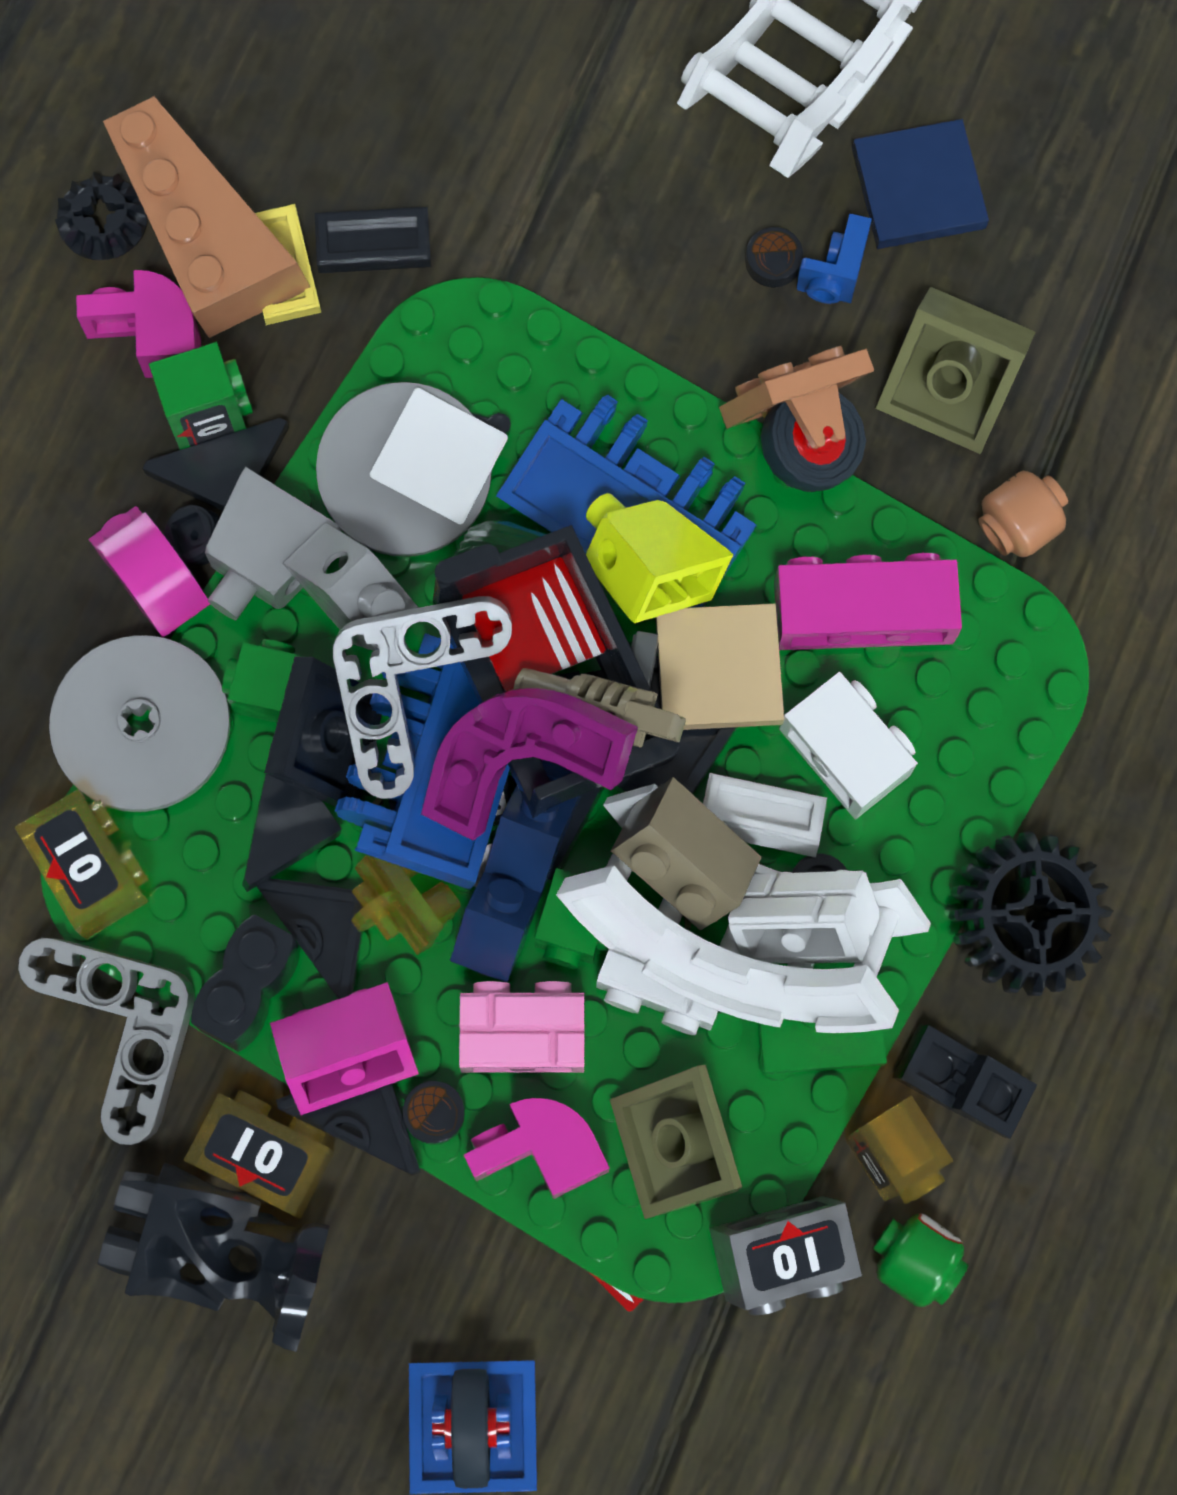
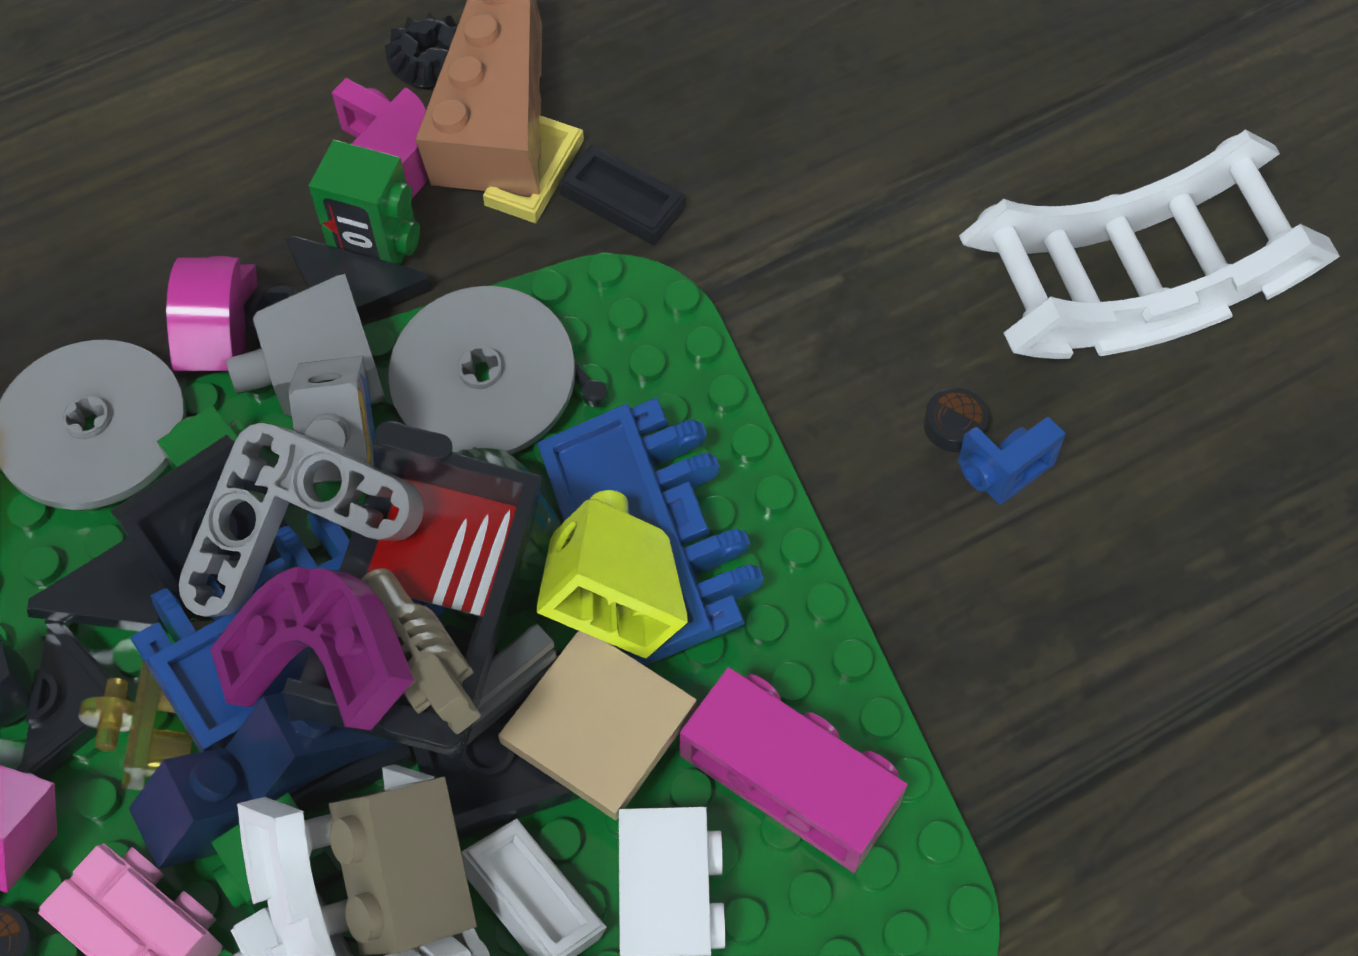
camera: 40 degrees right, 15 degrees down
(438, 456) = (515, 377): white sticker -> none
(808, 428) = (863, 568): plate -> none
(920, 184) = (1142, 446): dark blue tile -> none
(955, 369) = (1052, 620): olive slope -> none
(1023, 514) = (1021, 799): nougat head -> none

